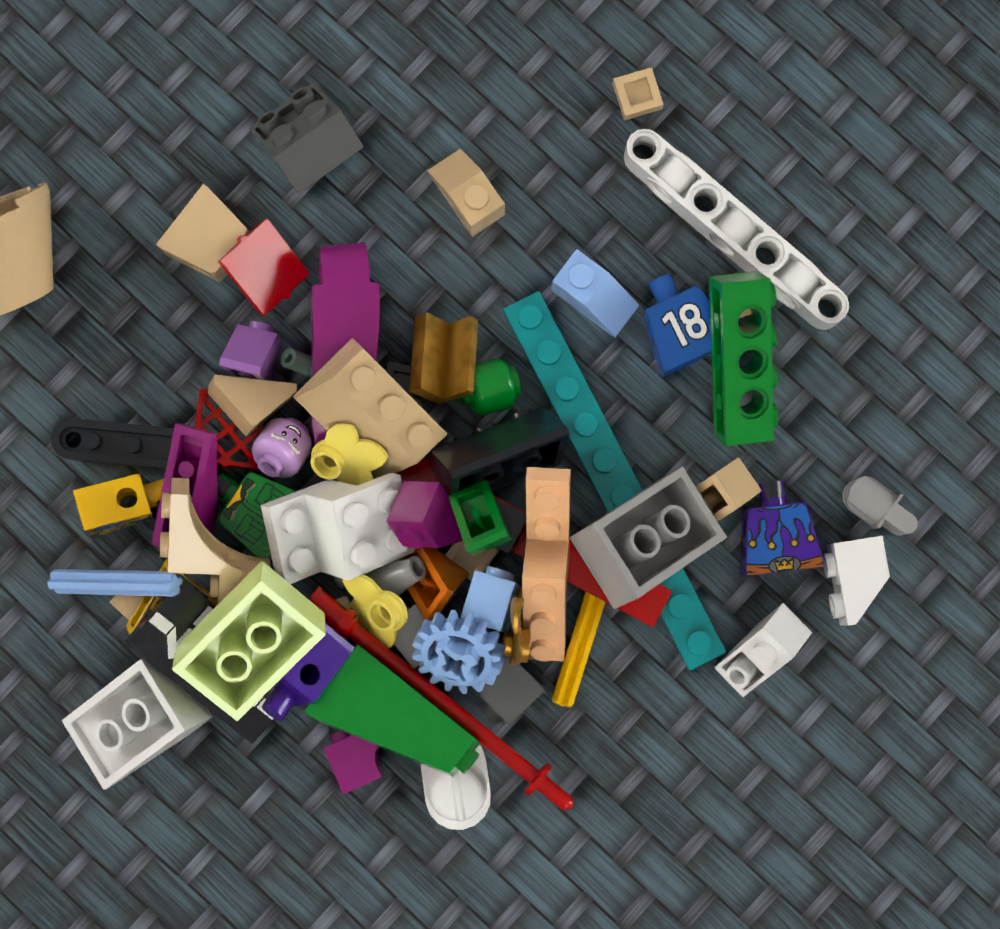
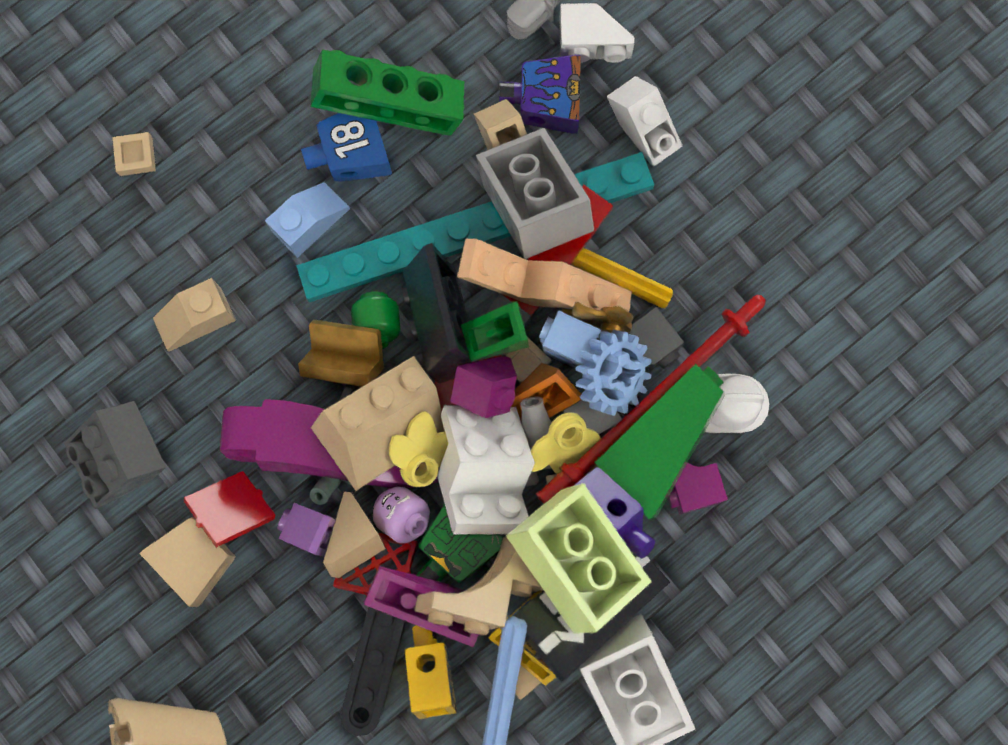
camera: 80 degrees left, 5 degrees down
(734, 228) = (267, 91): white beam -> none

